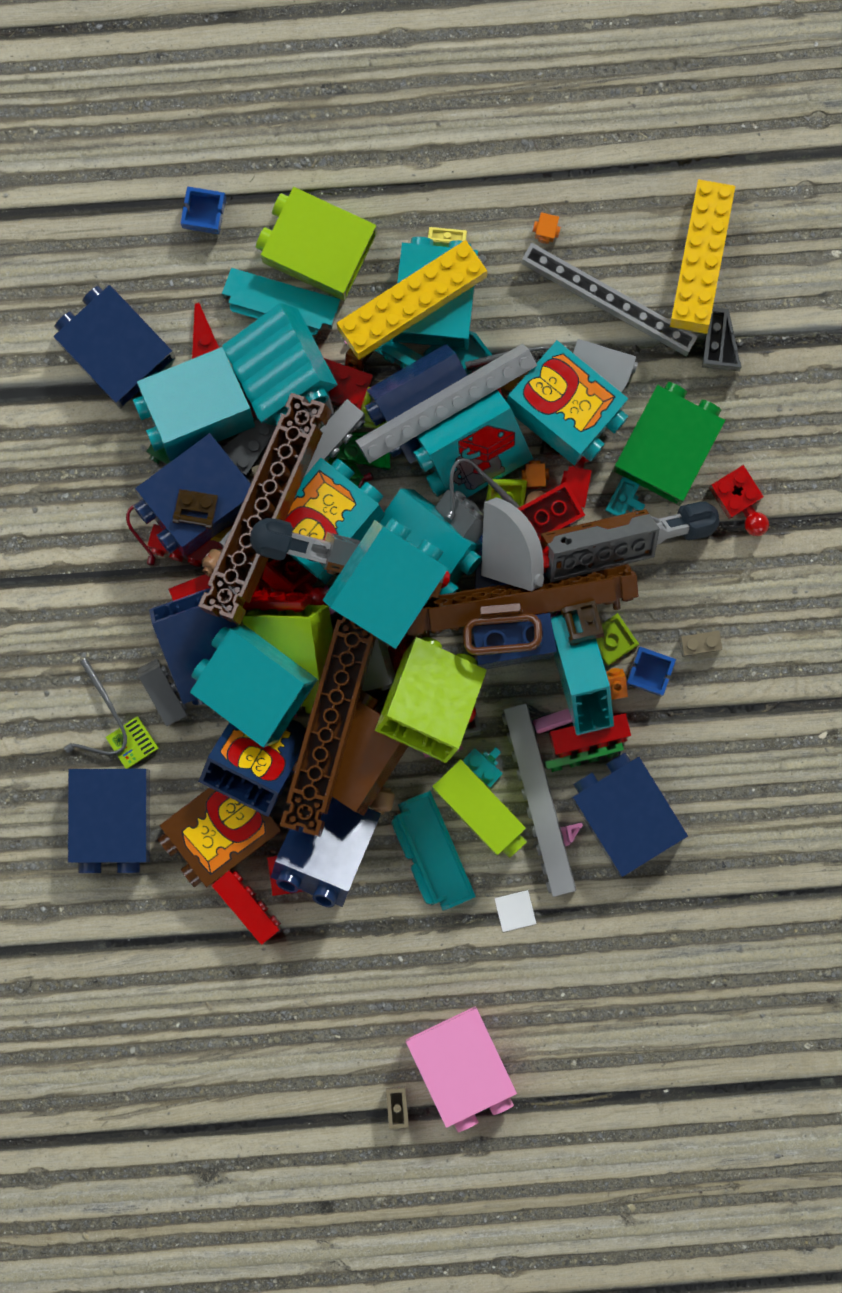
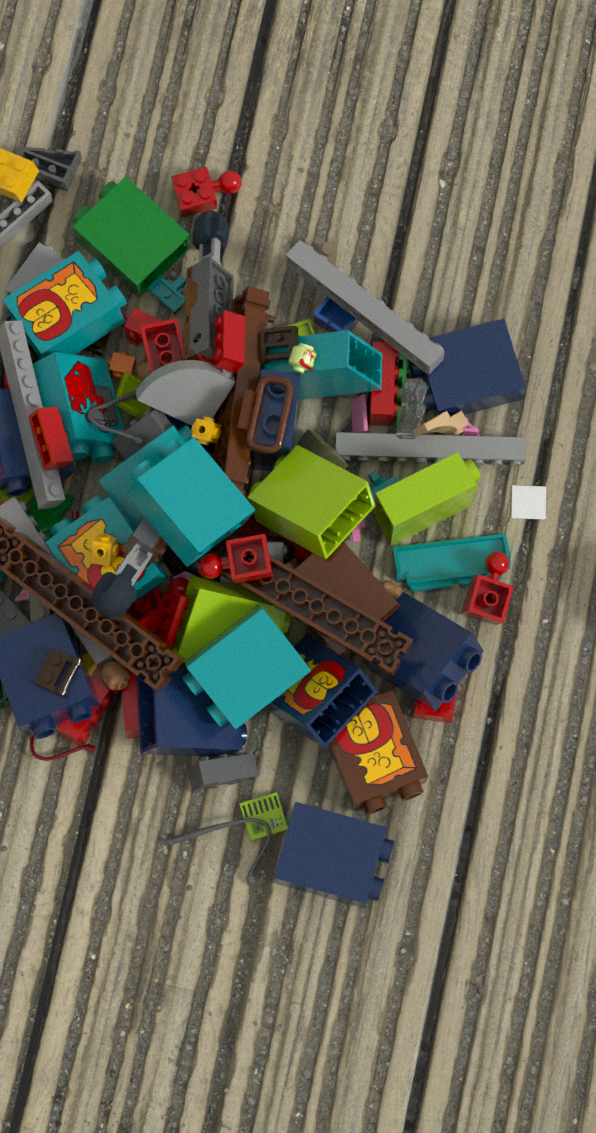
camera: 75 degrees left, 10 degrees down
(246, 907) = (458, 746): red brick -> none
(322, 515) = (103, 549): none -> yellow brick
(337, 650) = (238, 550): none -> red brick
(410, 887) = (496, 591): none -> red brick
(422, 431) = (51, 438): none -> red brick
(476, 577) = (206, 430): none -> yellow brick
(500, 696) = (314, 443): none -> olive slope
(567, 810) = (443, 424): none -> tan slope
(569, 771) = (412, 407): none -> clear slope
(570, 573) = (229, 341): none -> red brick
(571, 649) = (302, 358): none -> yellowish green head
(657, 695) = (364, 307): none -> light grey brick

